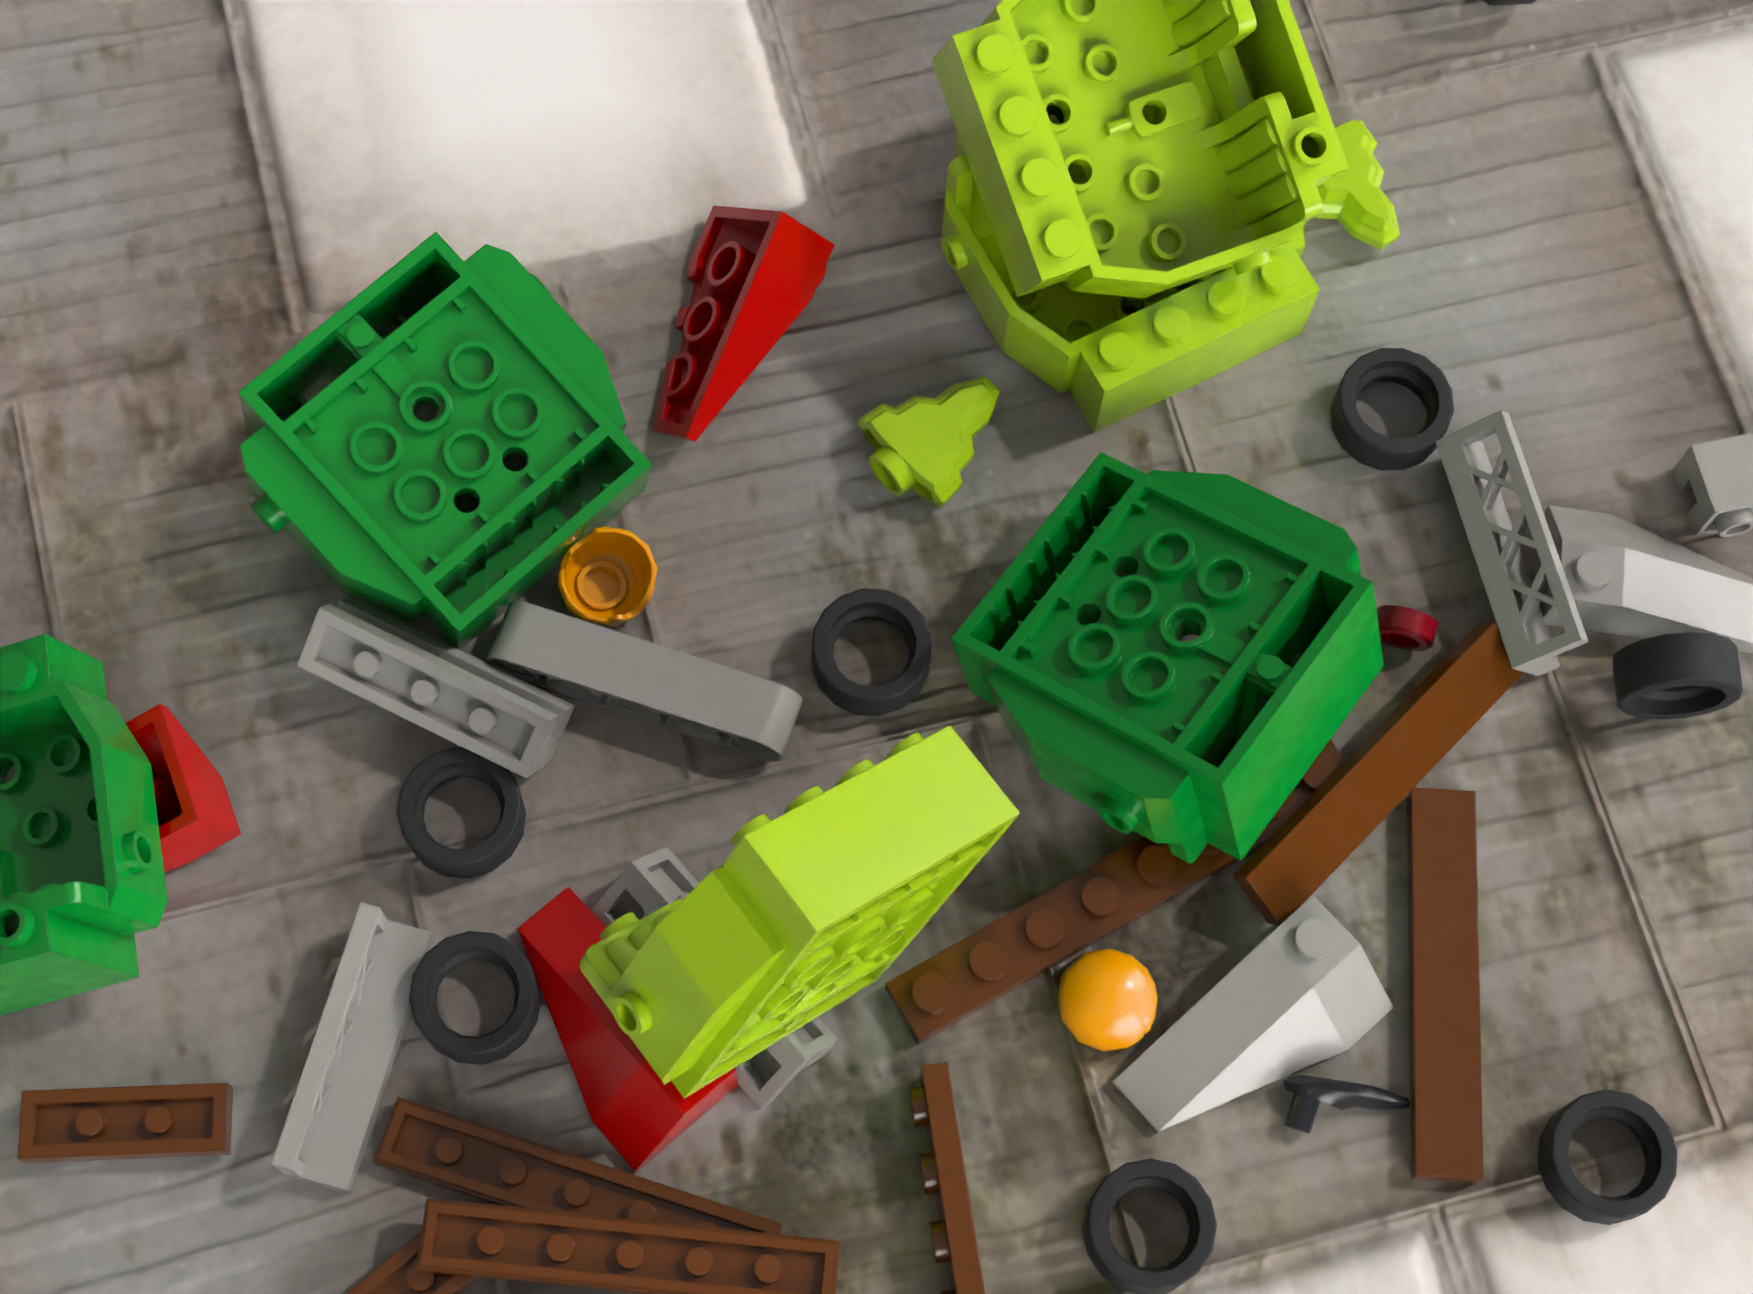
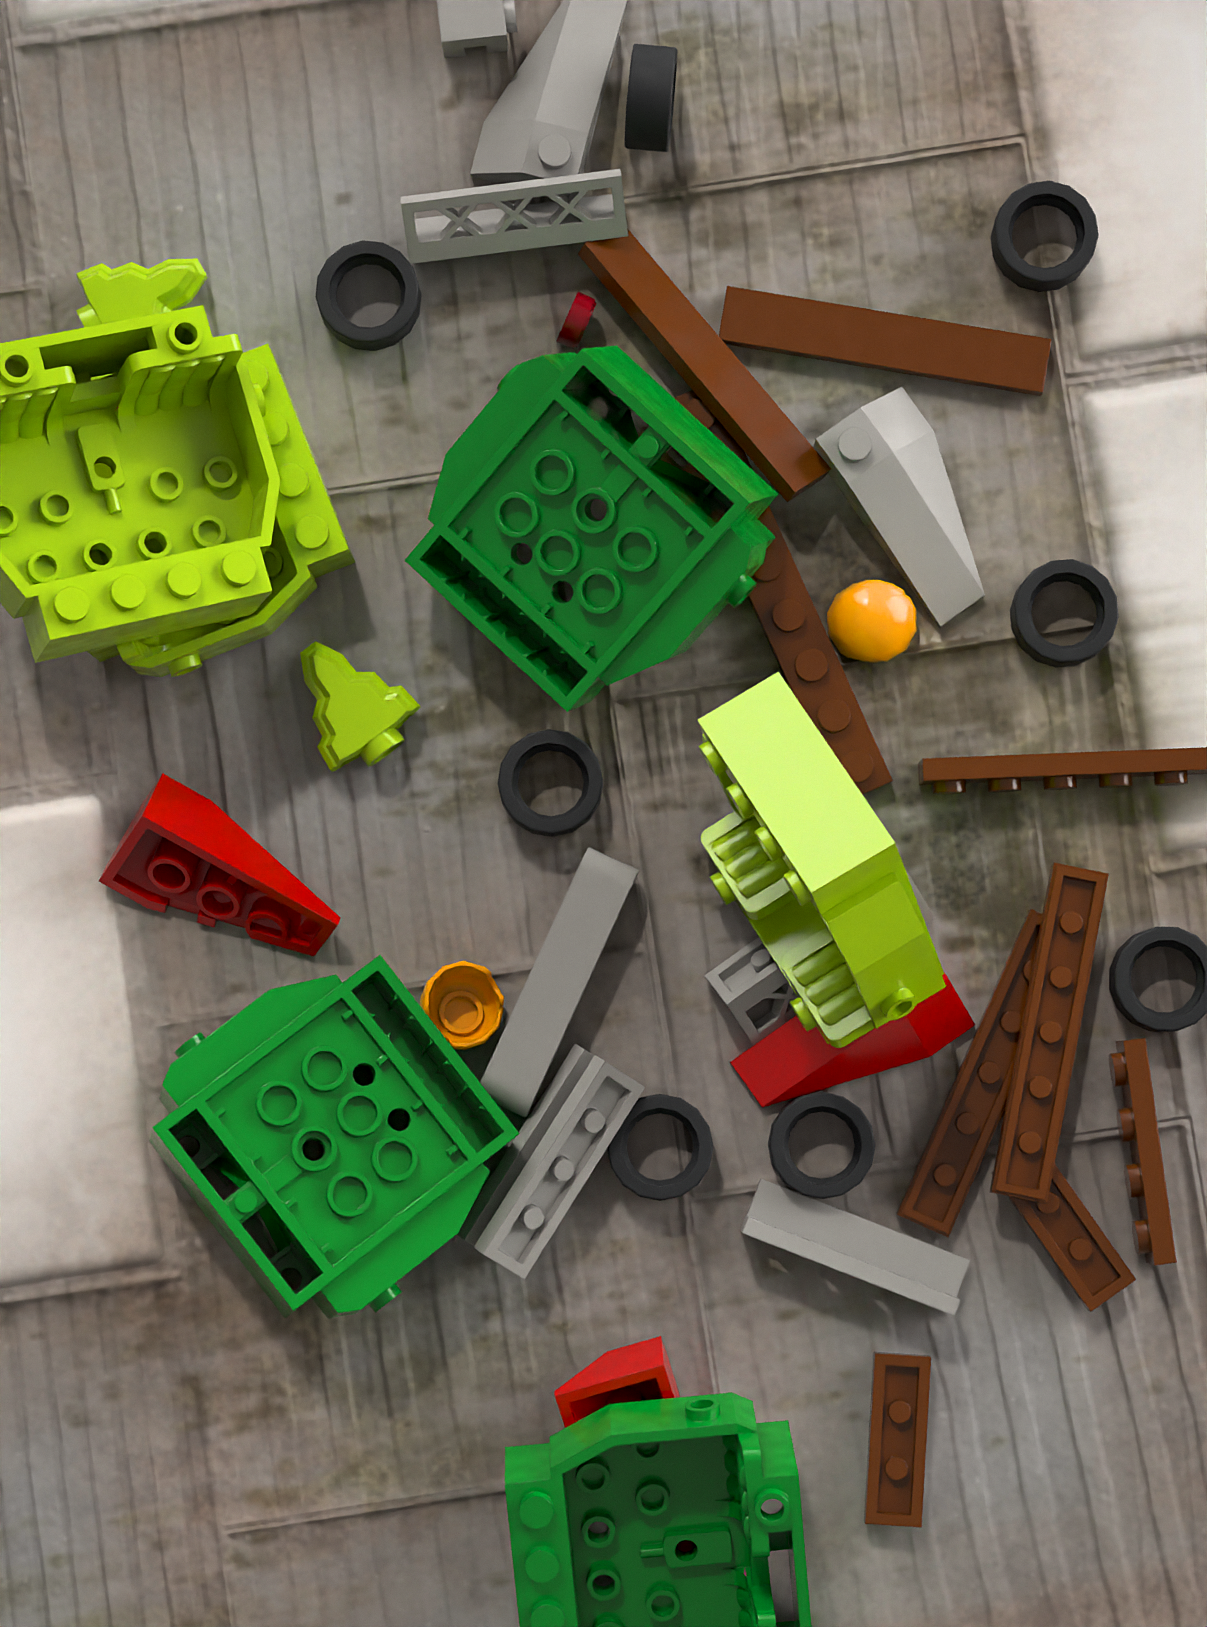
camera: 75 degrees left, 15 degrees up
(1313, 1090) = (968, 447): black bar -> none

